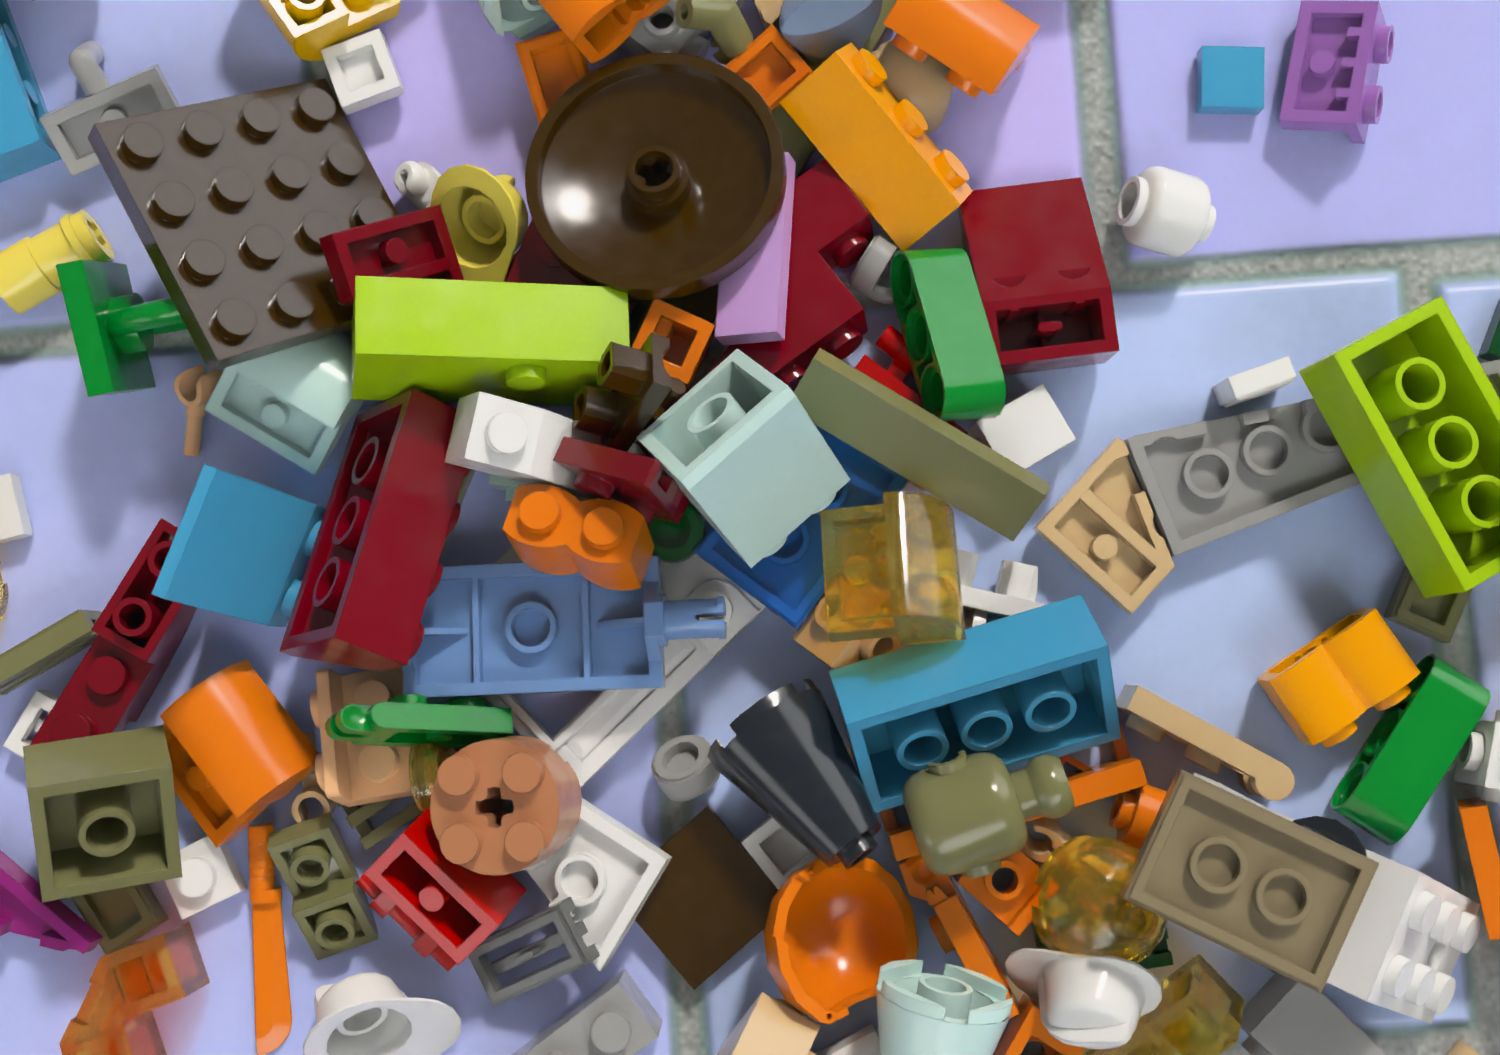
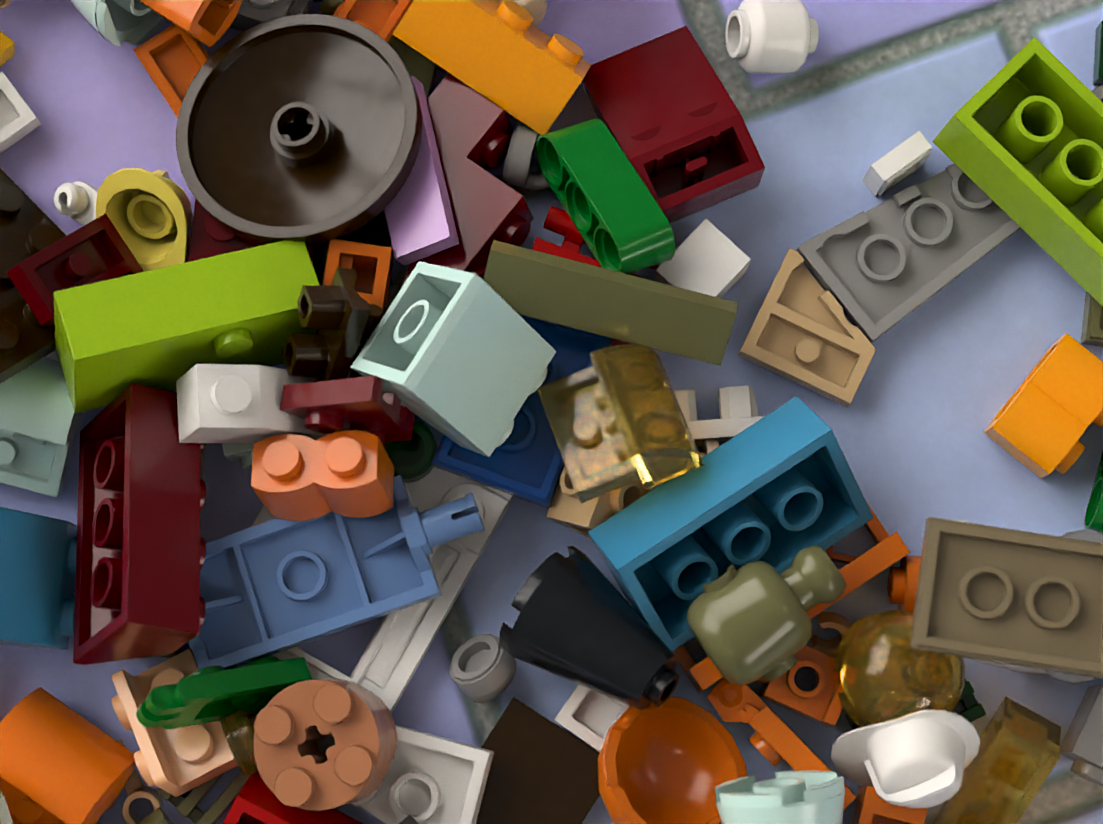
camera: 25 degrees left, 5 degrees down
(1205, 743) = (902, 491): tan plate -> none

